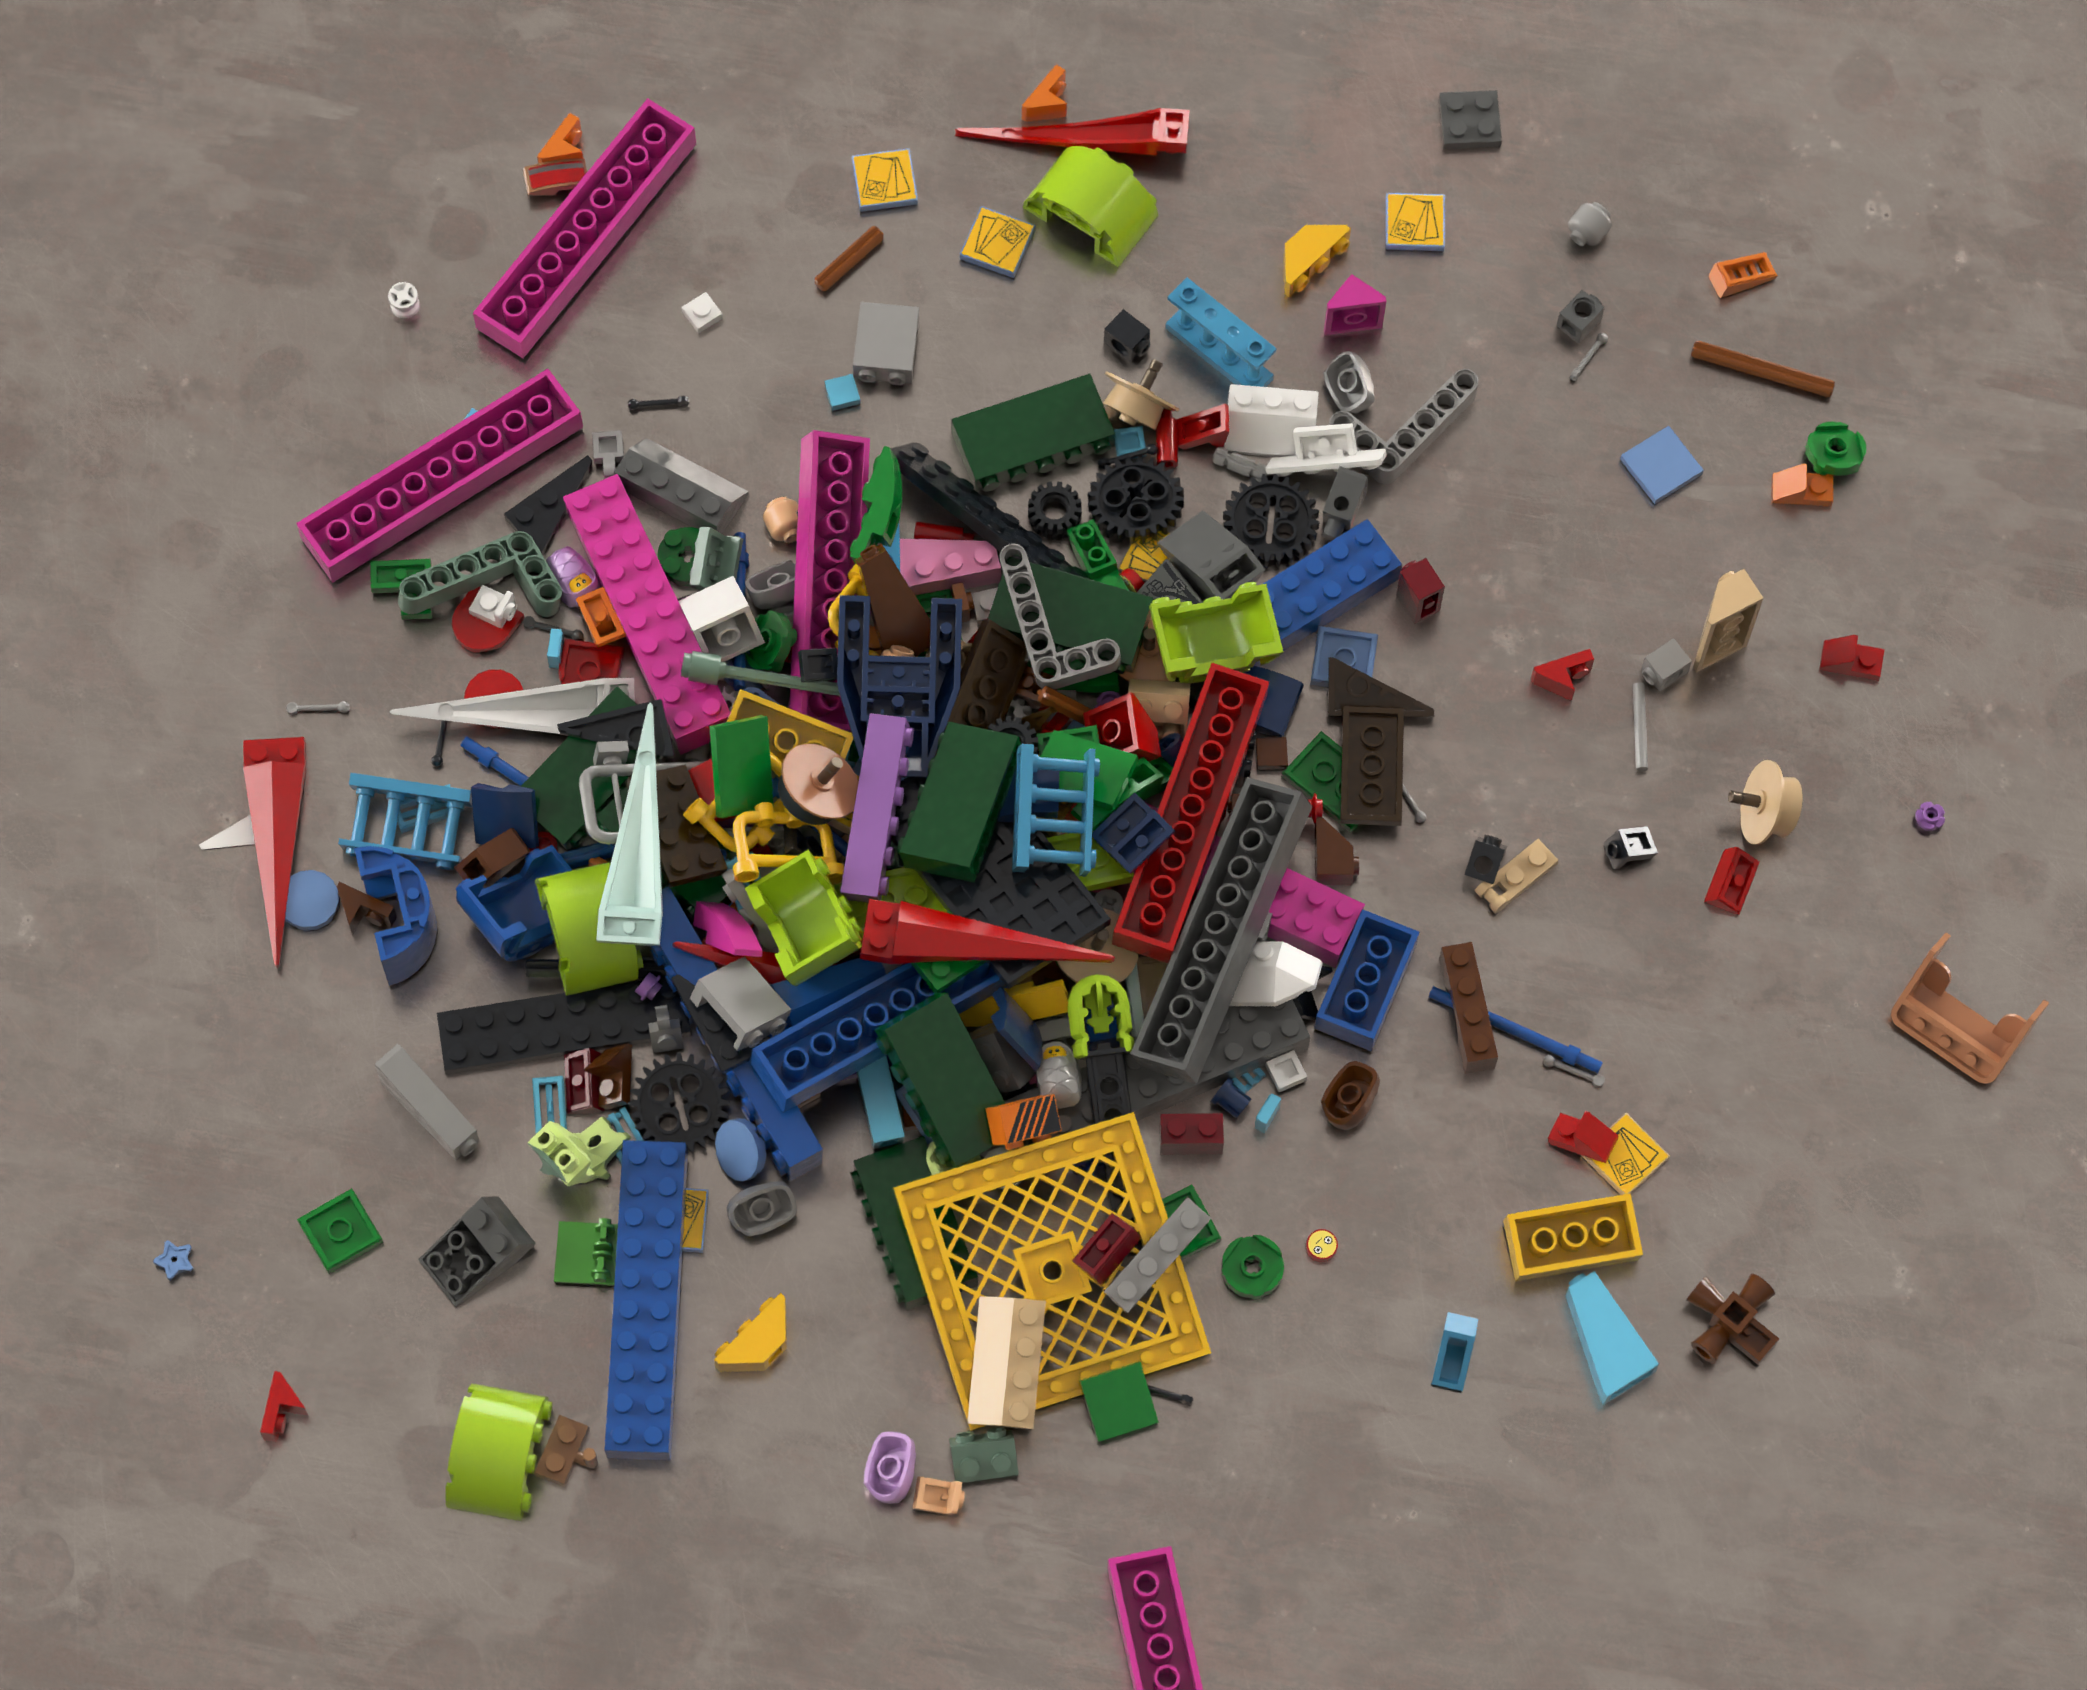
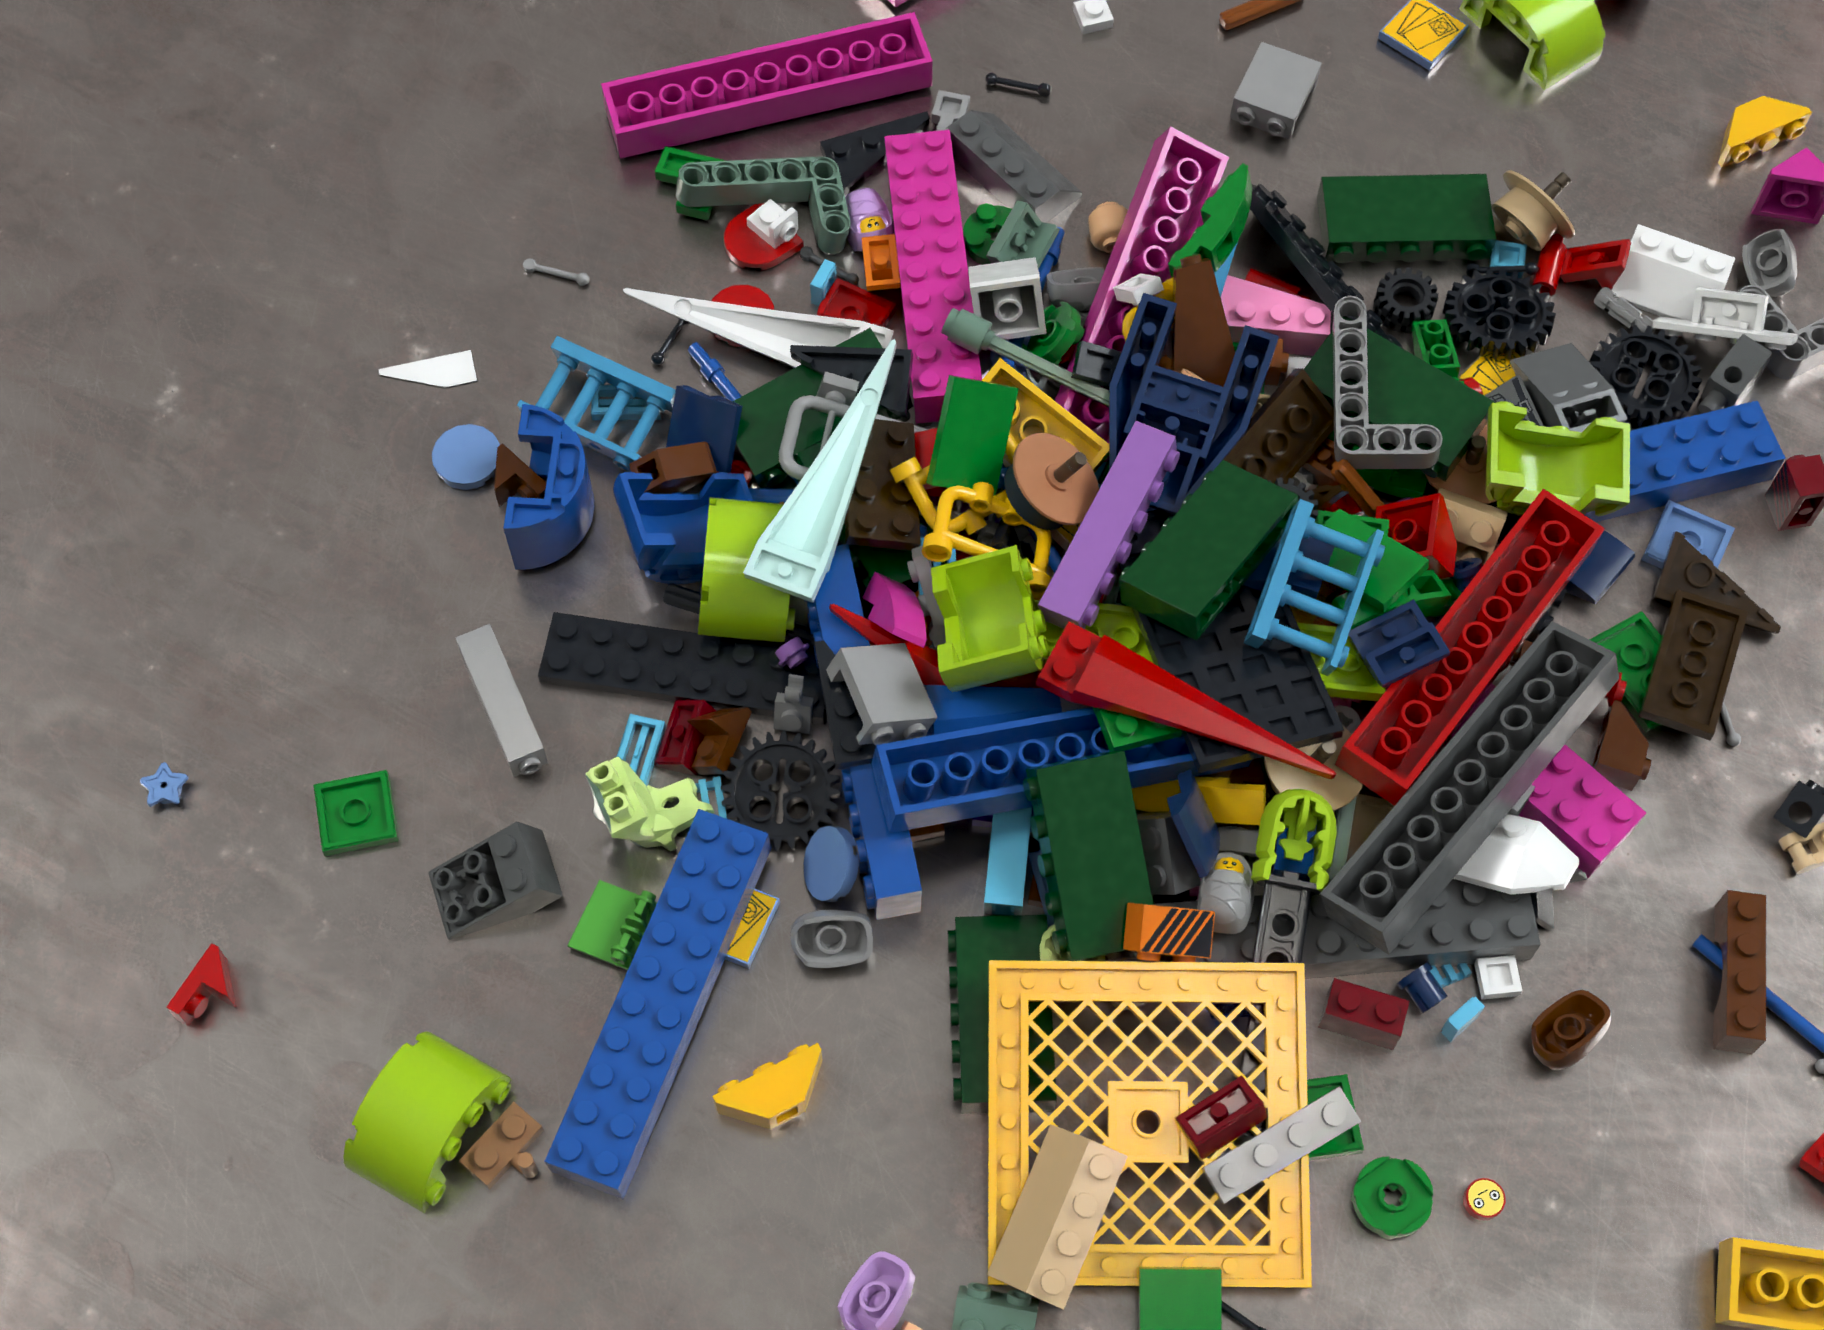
camera: 20 degrees right, 5 degrees down
(274, 789) = (474, 340): red plate -> none
(832, 585) = (1133, 289): none -> white plate
(842, 392) = (1213, 126): medium azure tile -> none
(1127, 336) = (1536, 153): black brick -> none
(1219, 336) = (1620, 181): dark azure fence -> none
(1271, 753) = (1578, 616): reddish brown tile -> none
(1366, 980) = (1624, 901): blue brick -> none

